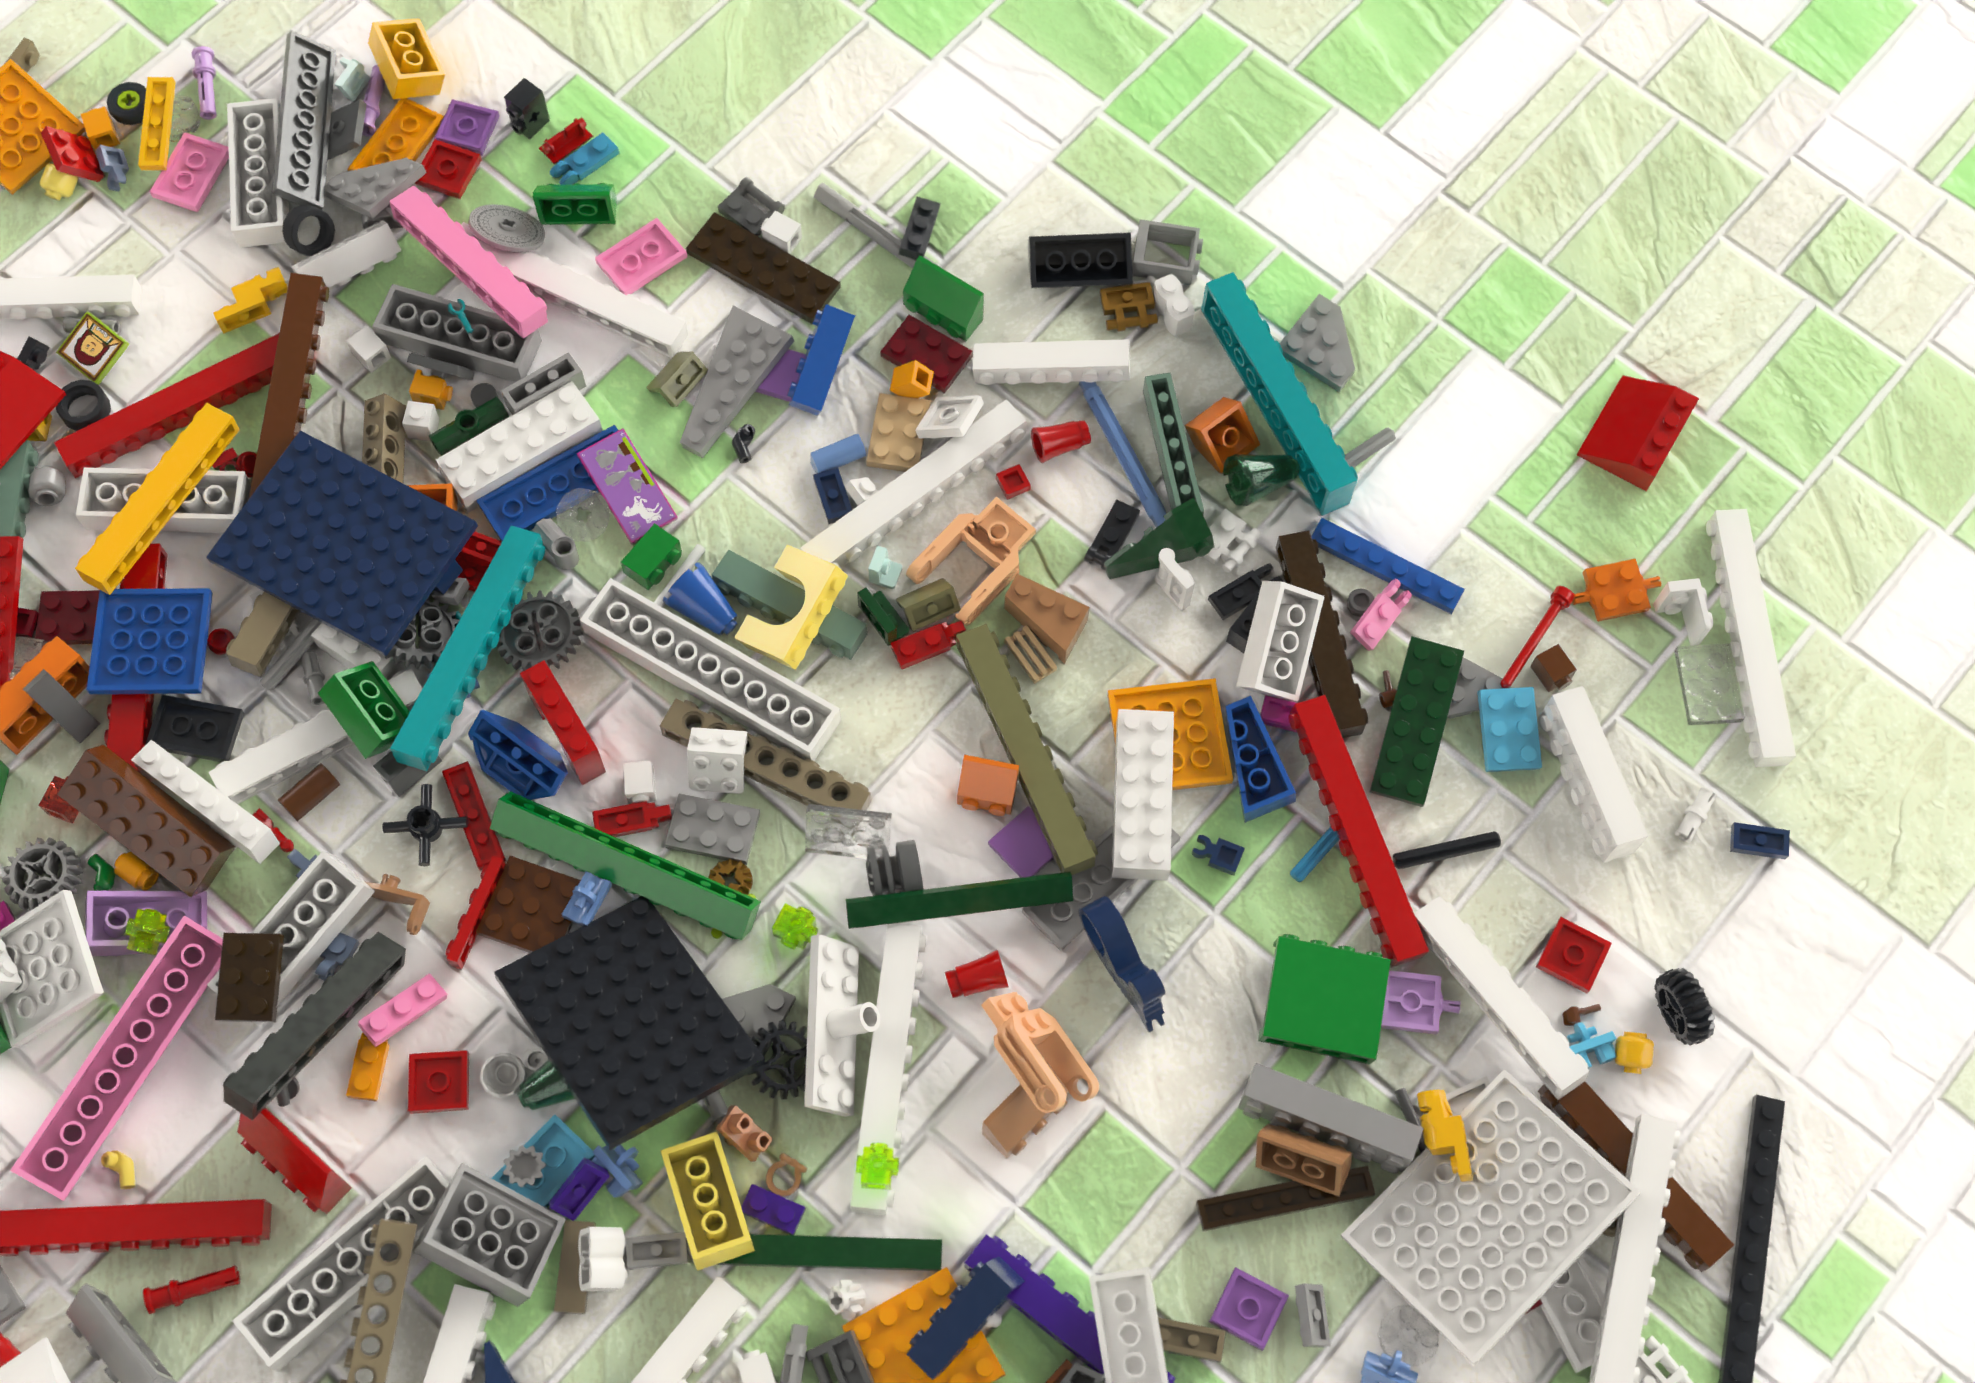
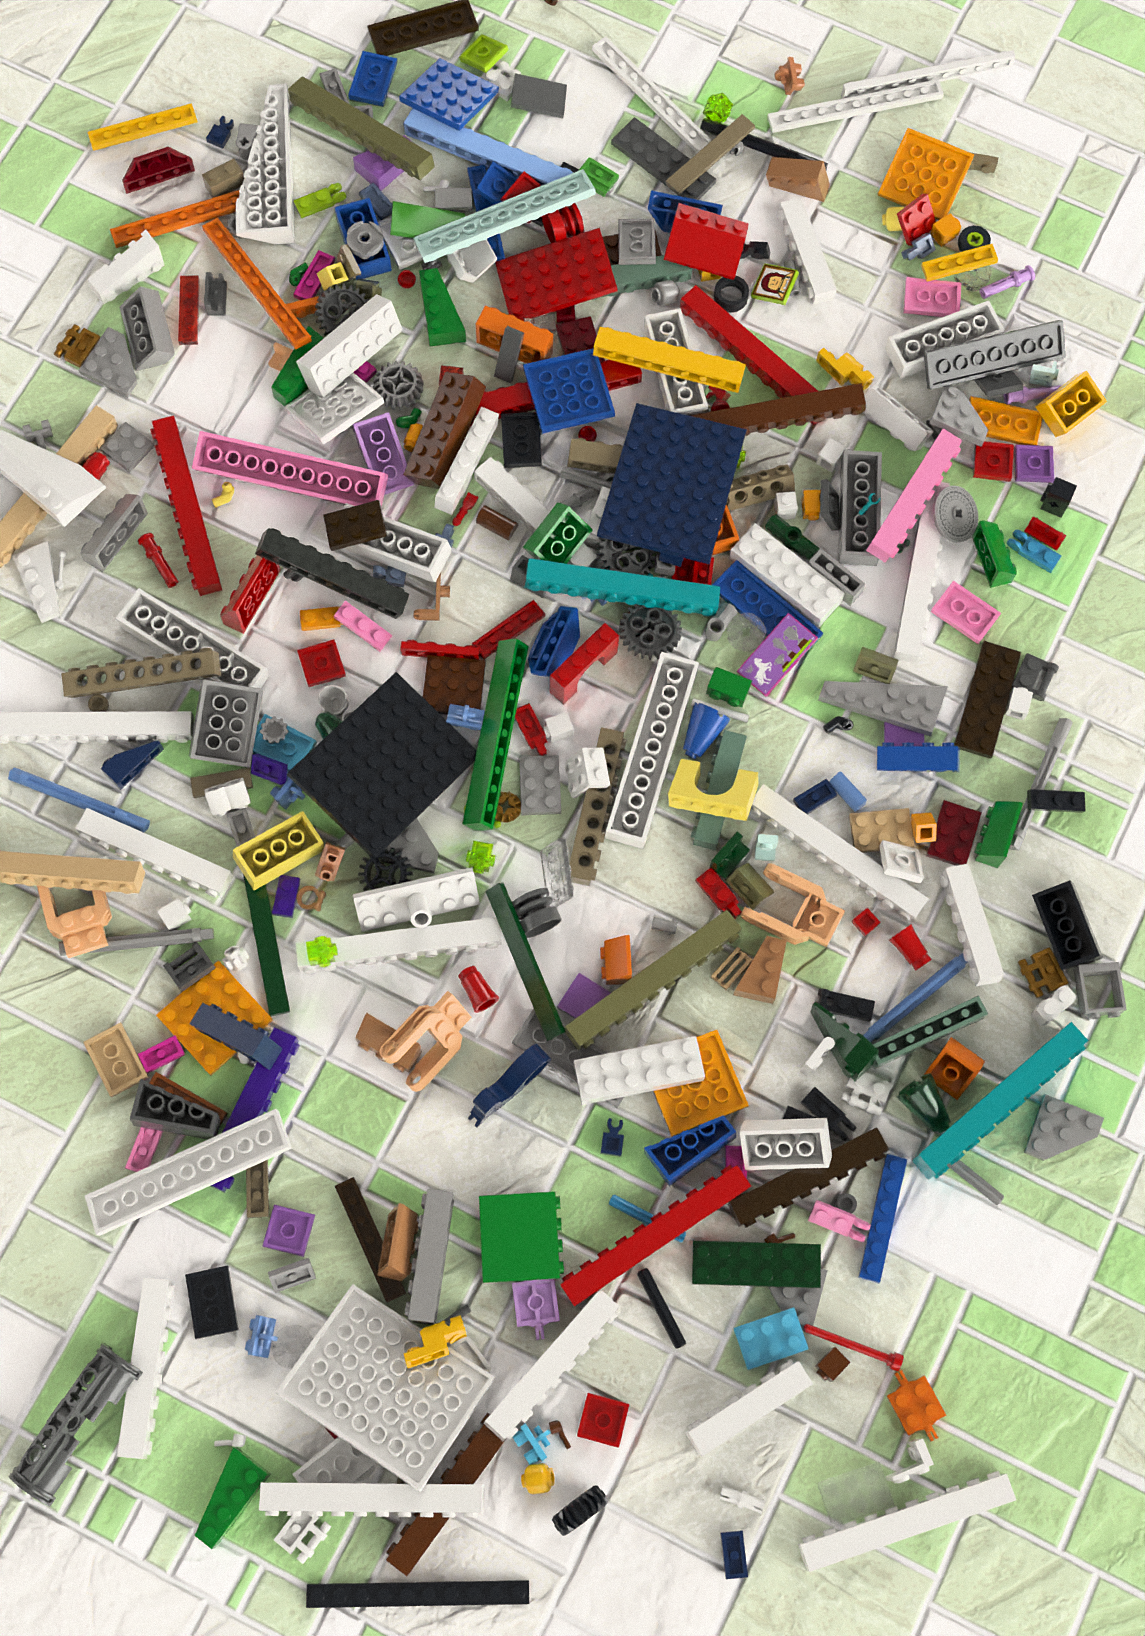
camera: 75 degrees right, 5 degrees up
(146, 931) = (370, 455): clear neon green brick -> none
(291, 225) = (914, 374): black tyre -> none
(416, 824) = (494, 606): black bar -> none
(482, 393) = (821, 540): dark grey tile -> none
(860, 489) = (825, 815): white plate -> none
(953, 718) = (664, 925): none -> light grey pin
(1637, 429) = (1065, 1399): red slope -> none

